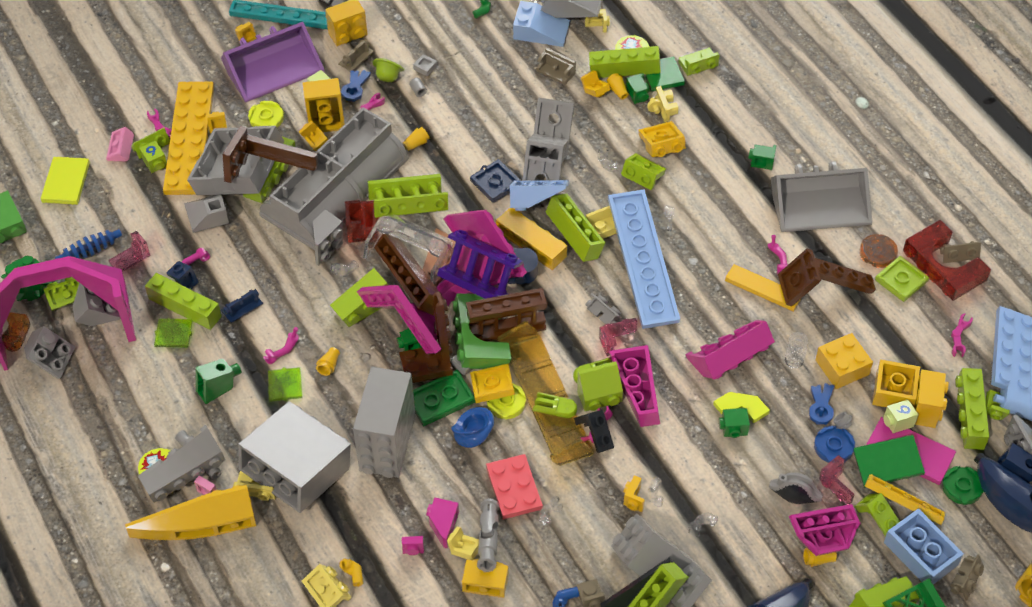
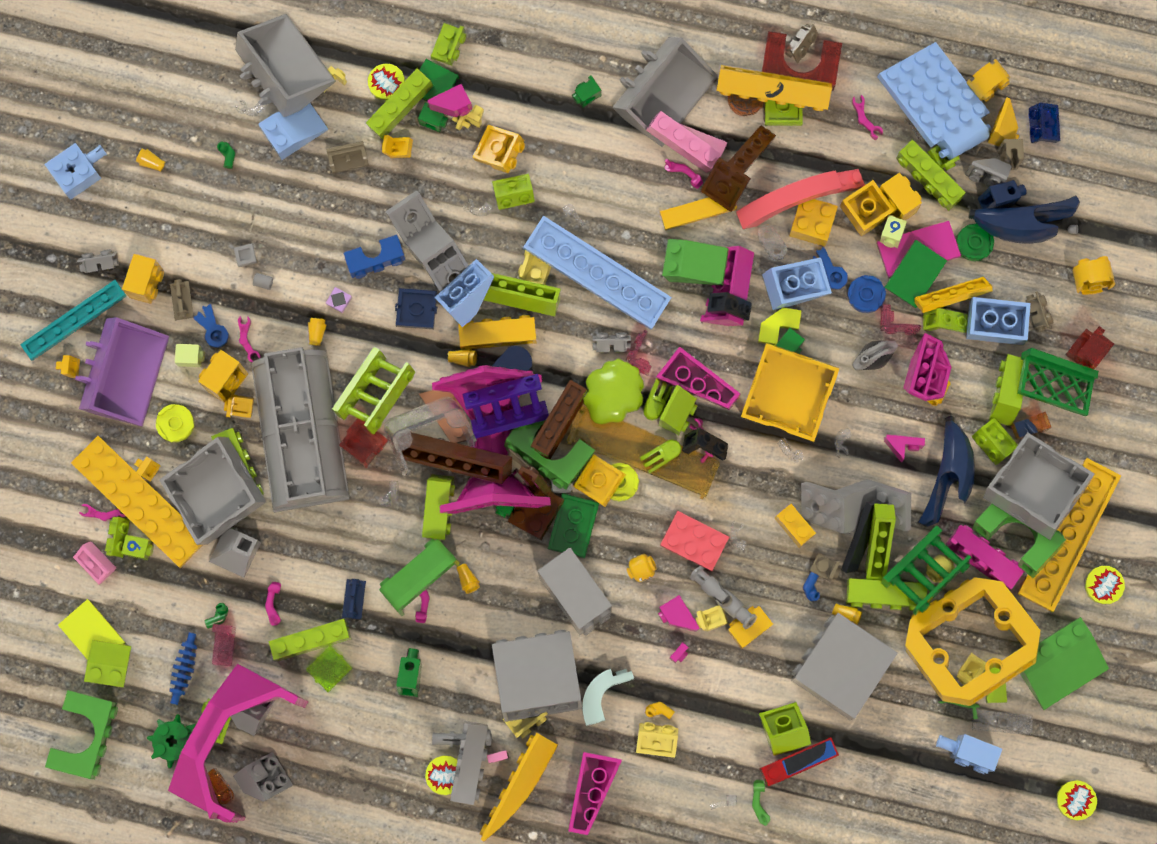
camera: 45 degrees left, 25 degrees up
(49, 199) = (107, 663): none -> lime slope
(154, 238) = (219, 617): none -> green arm
(183, 275) = (285, 622): dark blue bracket -> none
(240, 565) = (592, 786): none -> dark pink wedge
(244, 144) = (246, 464): reddish brown bracket -> none
(285, 384) = (455, 625): clear neon green piece -> none
(296, 316) = (418, 575): none -> bright green windscreen
(322, 513) = (592, 699): none -> light aqua arch
(327, 236) = (353, 485): light grey slope -> none
(387, 70) = (225, 290): lime hat -> none
(452, 136) = (338, 300): none -> tile
(454, 464) = (641, 568): none -> yellow head
(473, 427) = (623, 526): blue piece -> none
(490, 127) = (390, 254): none -> blue arch
(568, 338) = (613, 392): none -> lime piece
(600, 542) = (795, 525): none -> yellow brick
(618, 86) = (414, 130): yellow cone -> none
(631, 491) = (774, 465): yellow bracket -> none
(659, 81) = (451, 102): none -> dark pink slope
(698, 447) = (790, 392): none -> yellow tile
(718, 354) = (729, 304): none -> black bracket
(721, 308) = (695, 262): none -> bright green slope
(750, 563) = (898, 443): none -> dark pink slope
(785, 387) = (796, 283): none -> light blue slope
(798, 229) = (691, 144): none -> bright pink wedge
(843, 420) = (856, 270): light grey plate -> none
(851, 323) = (798, 193): none -> coral arch
(906, 253) = (774, 87): none -> yellow brick

